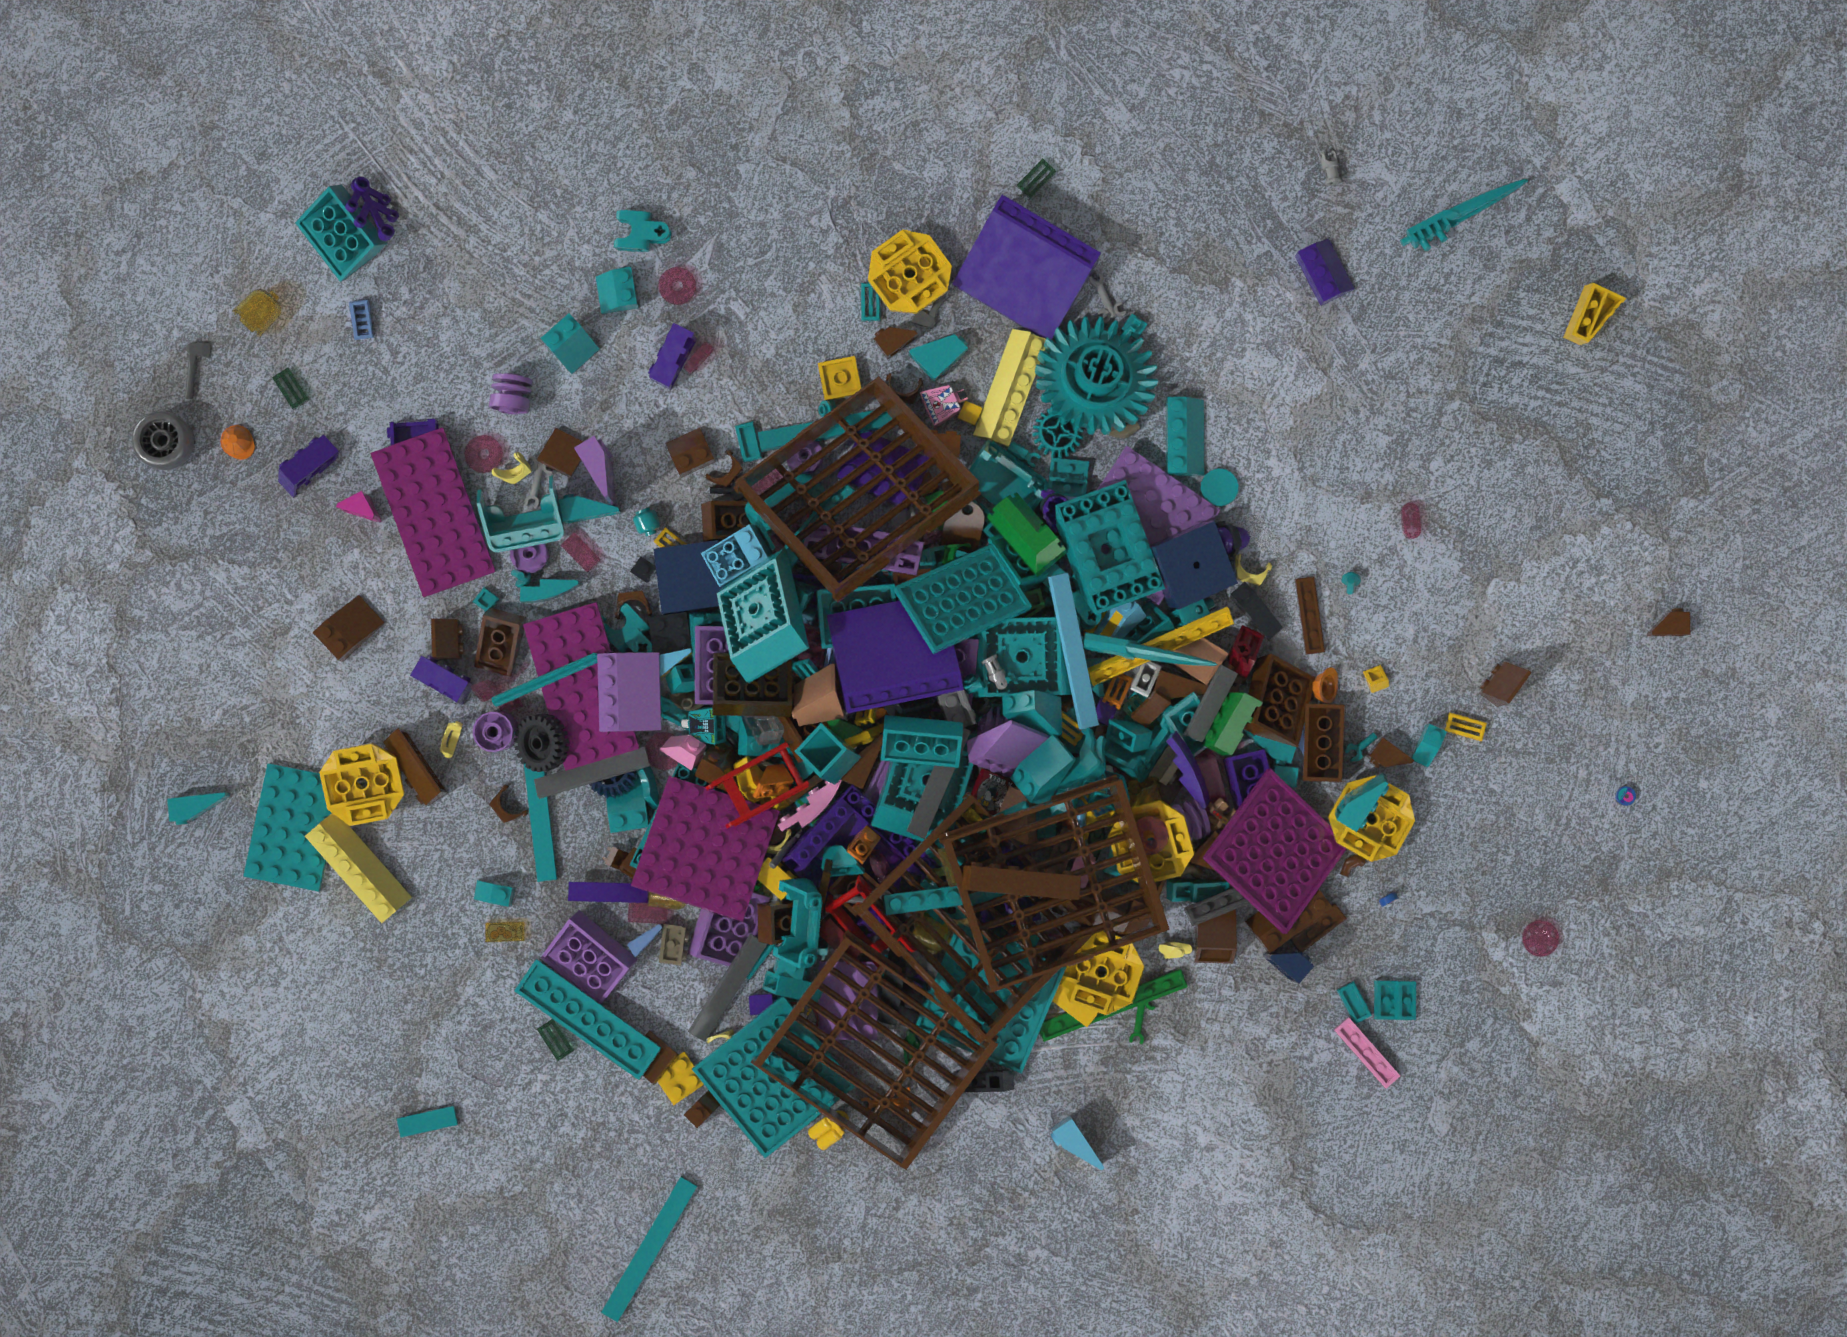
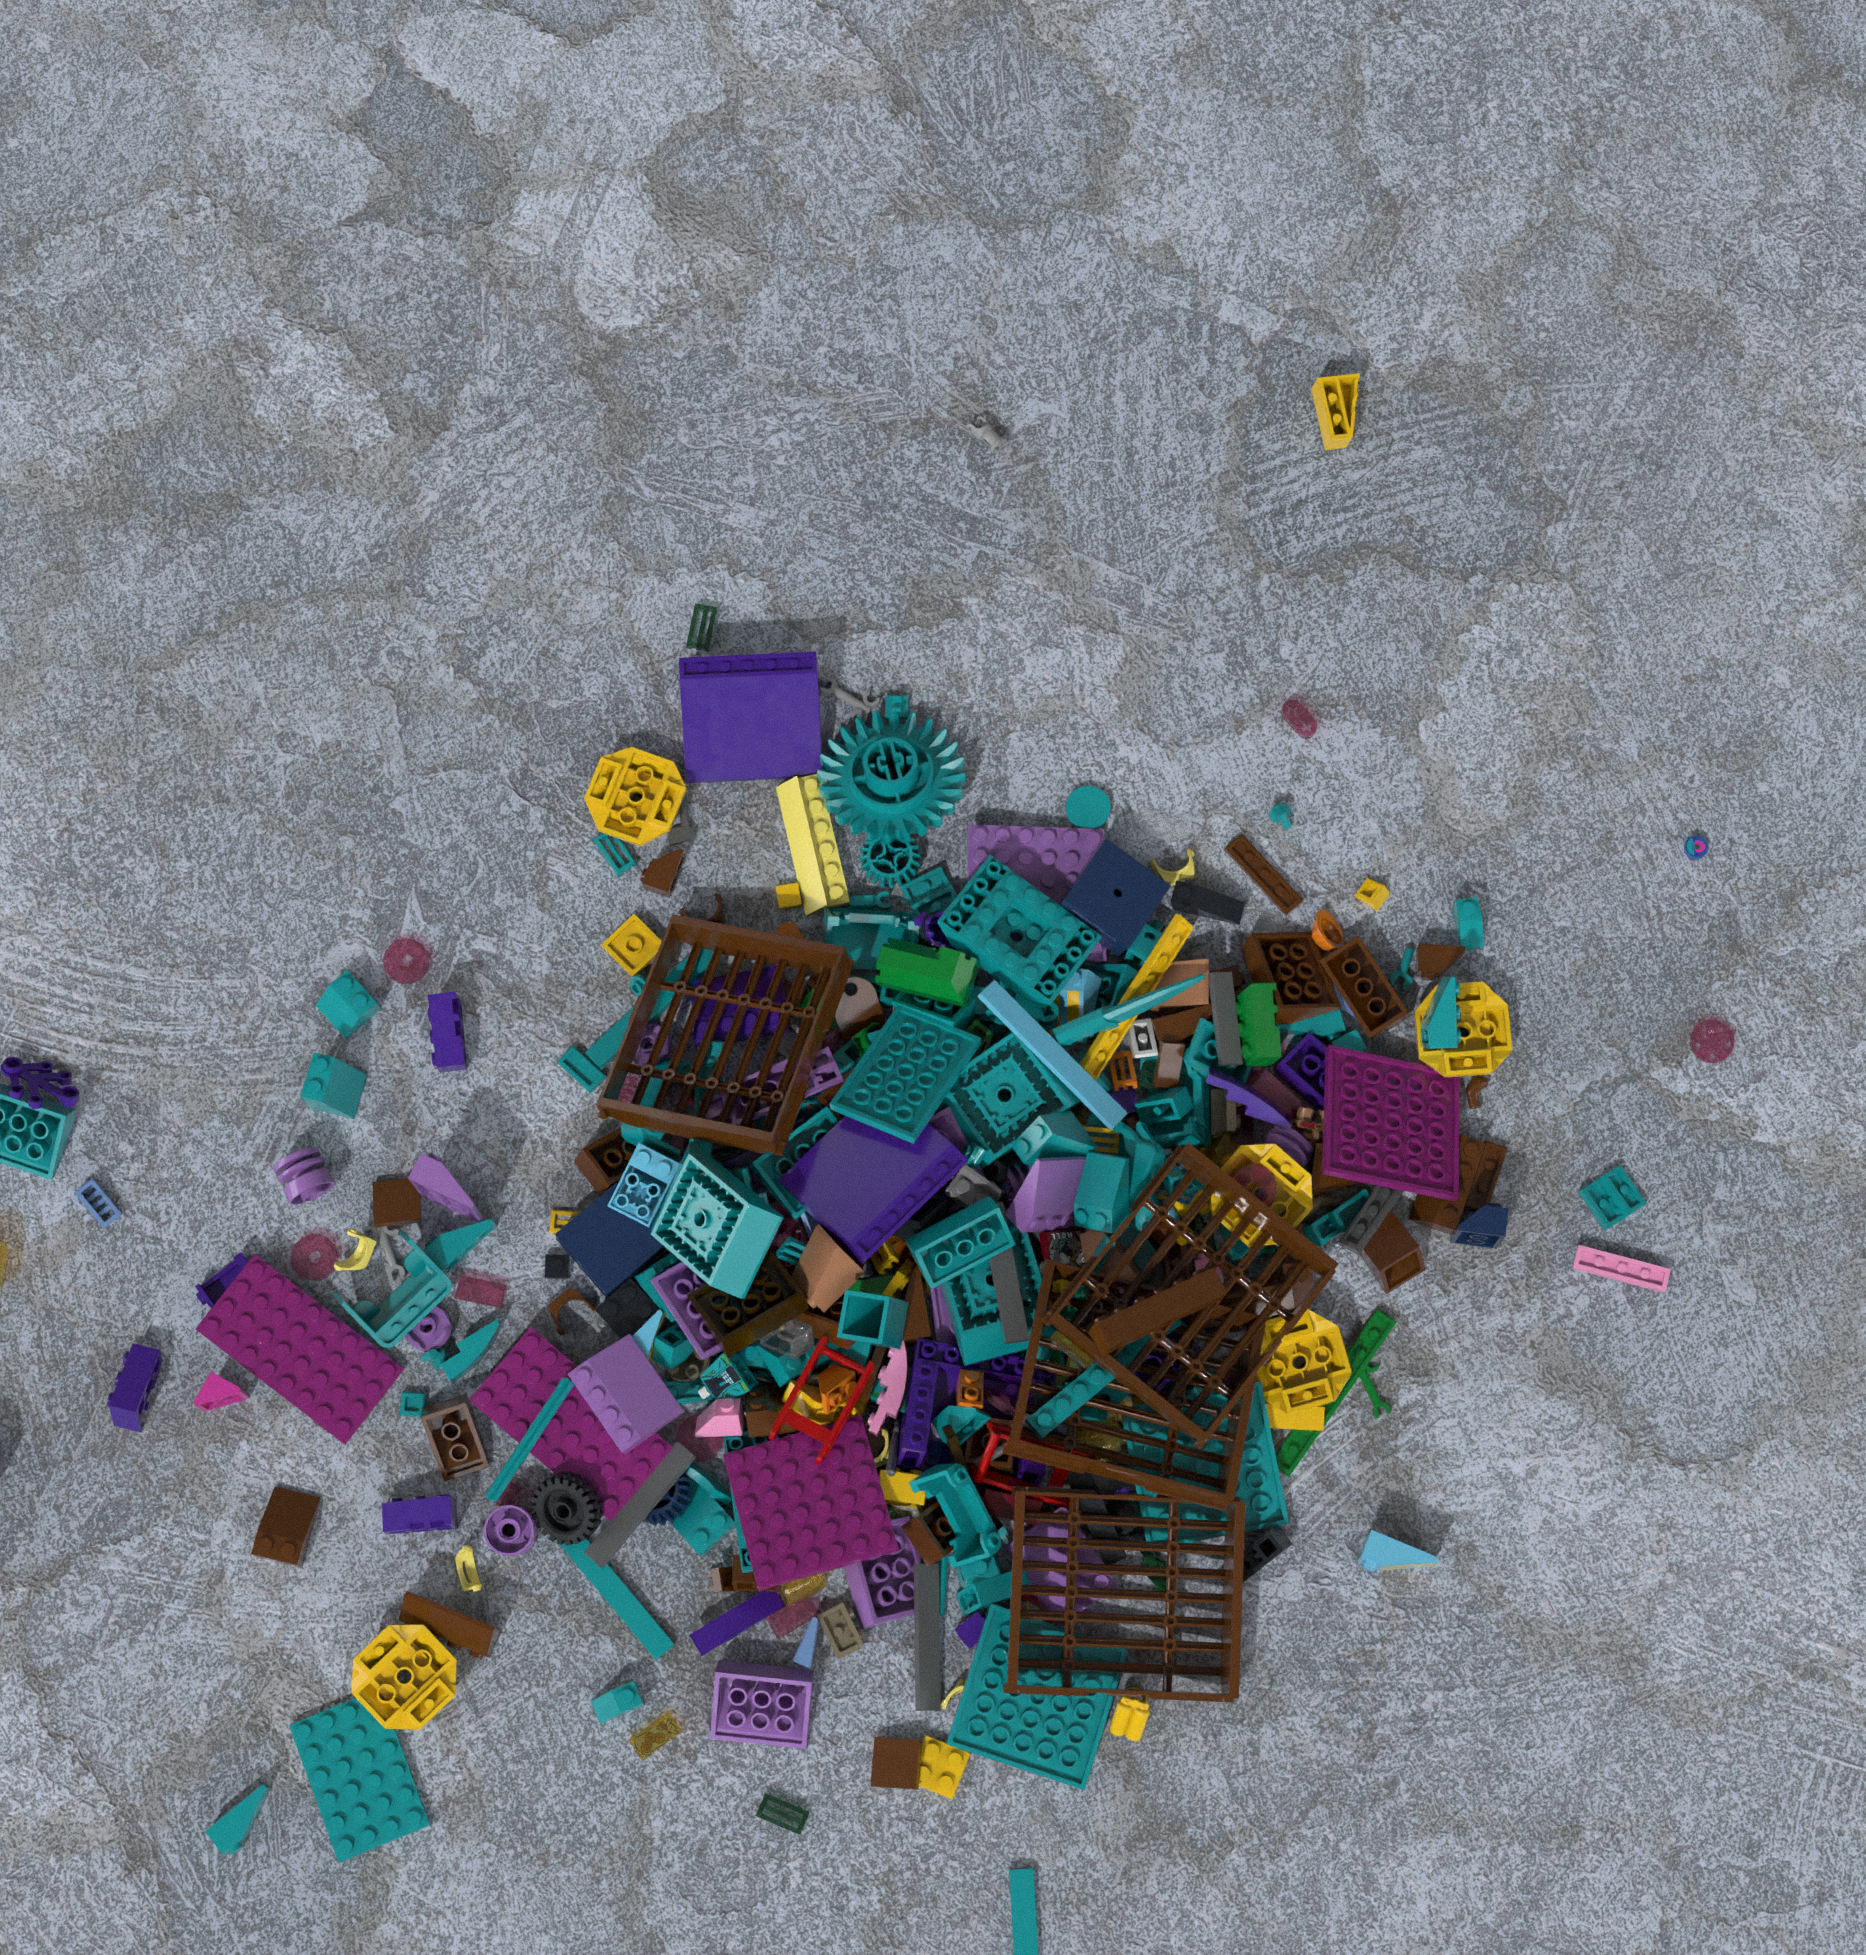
camera: 30 degrees left, 10 degrees down
(237, 442) = (45, 1413): orange piece -> none
(299, 401) = (85, 1329): clear green tile -> none
(358, 867) = (456, 1769): light yellow slope -> none
(447, 639) = (398, 1469): reddish brown slope -> none
(485, 690) = (472, 1495): clear pink slope -> none
(501, 813) = (571, 1612): reddish brown helmet -> none
(588, 1019) = (803, 1767): teal plate -> none
(631, 634) = (588, 1336): teal piece -> none
(643, 231) = (336, 928): teal piece -> none
(646, 521) = (529, 1215): teal head -> none
(690, 452) = (529, 1117): reddish brown slope -> none
(698, 358) = (475, 1017): clear pink beam -> none
(702, 1109) = (985, 1780): reddish brown slope -> none
(725, 490) = (593, 1130): black bar -> none
(730, 476) = (584, 1121): reddish brown helmet -> none
(902, 1101) = (1186, 1634): orange bar -> none
(939, 355) = (719, 859): teal slope -> none
(942, 403) = (754, 904): torso -> none
(996, 674) = (990, 1127): light grey piece -> none
(1127, 432) = (957, 816): dark tan arm -> none
(1175, 949) = (1356, 1293): light yellow helmet -> none
(1184, 436) = (1019, 780): teal slope -> none
(1233, 538) = (1138, 846): cap -> none
(1245, 650) = (1223, 948): dark red piece -> none
(1324, 271) = (1048, 536): dark purple slope -> none
(1354, 1002) = (1573, 1227): teal tile -> none
(1388, 899) = (1535, 1101): blue tile -> none
(1449, 722) = (1473, 889): yellow tile -> none
(1453, 216) = (1131, 416): teal piece -> none
(1503, 683) = (1500, 814): reddish brown slope -> none
(1672, 624) = (1623, 653): reddish brown slope -> none

